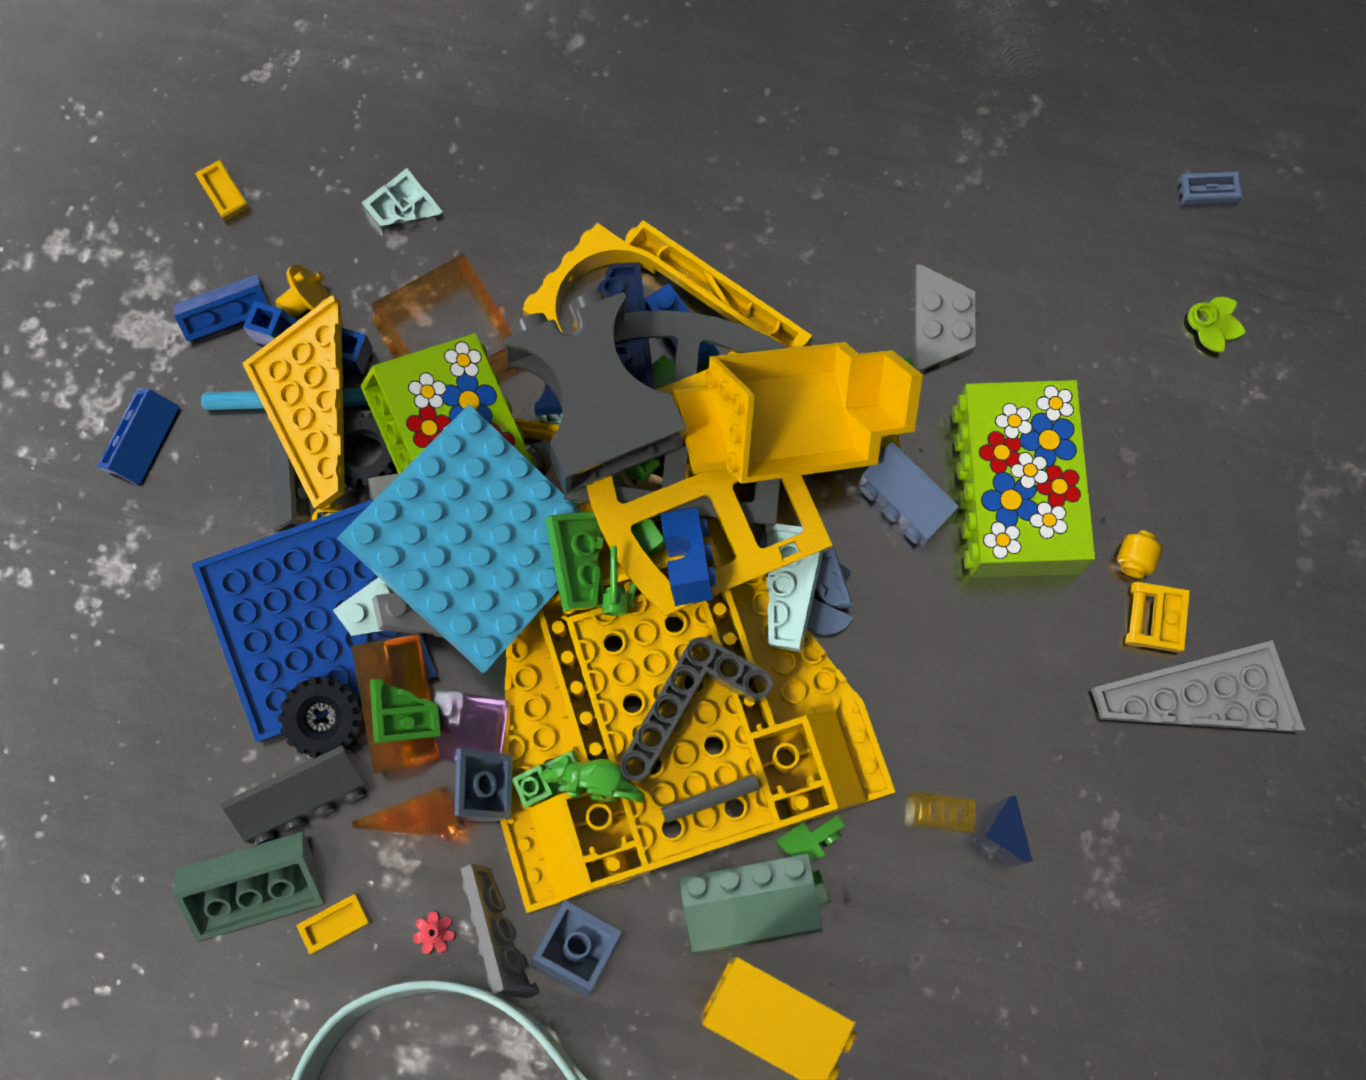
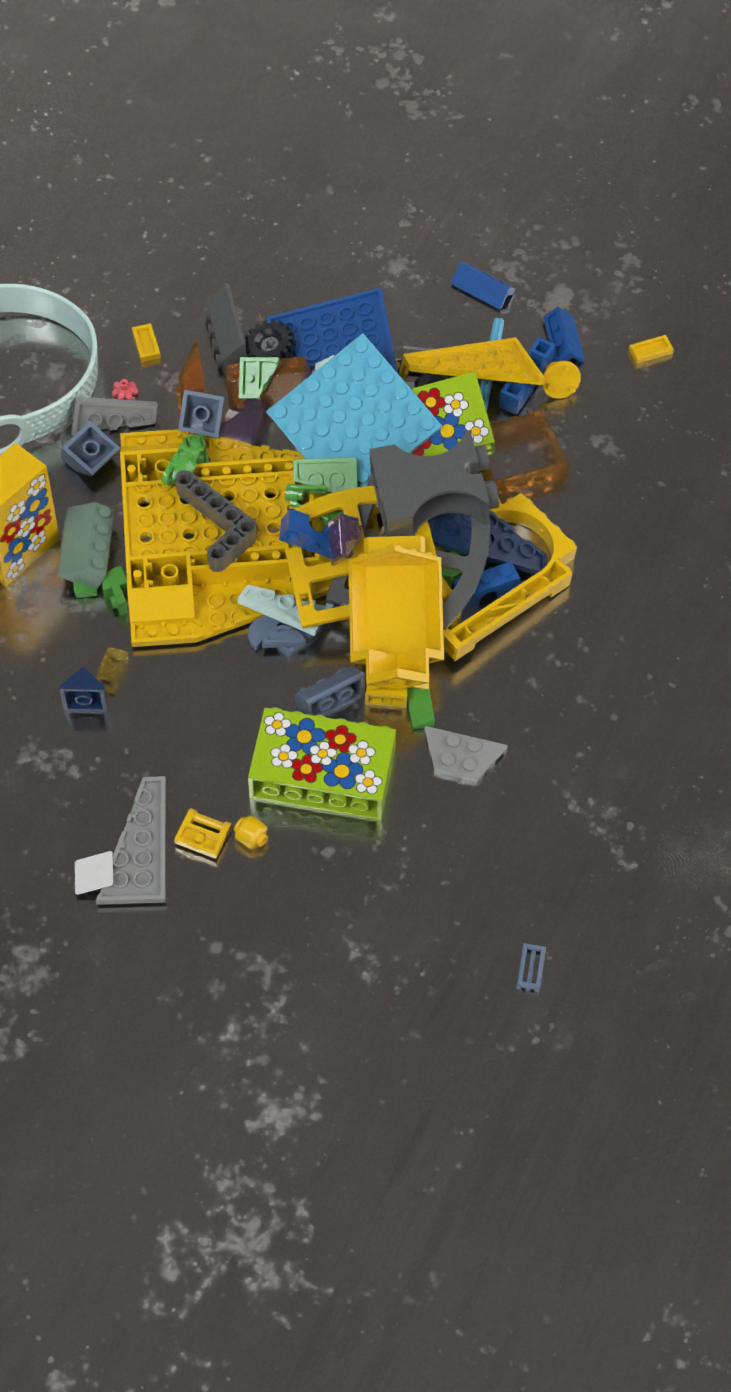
camera: 100 degrees right, 15 degrees down
(248, 886) = (181, 303): sand green slope -> none
(401, 201) = (622, 445): light aqua slope -> none
(702, 501) = (343, 536): none -> clear purple slope
(710, 798) = (154, 521): dark grey piece -> none
(1219, 323) = (414, 940): lime plate -> none
(1262, 746) = (94, 872): none -> white sticker

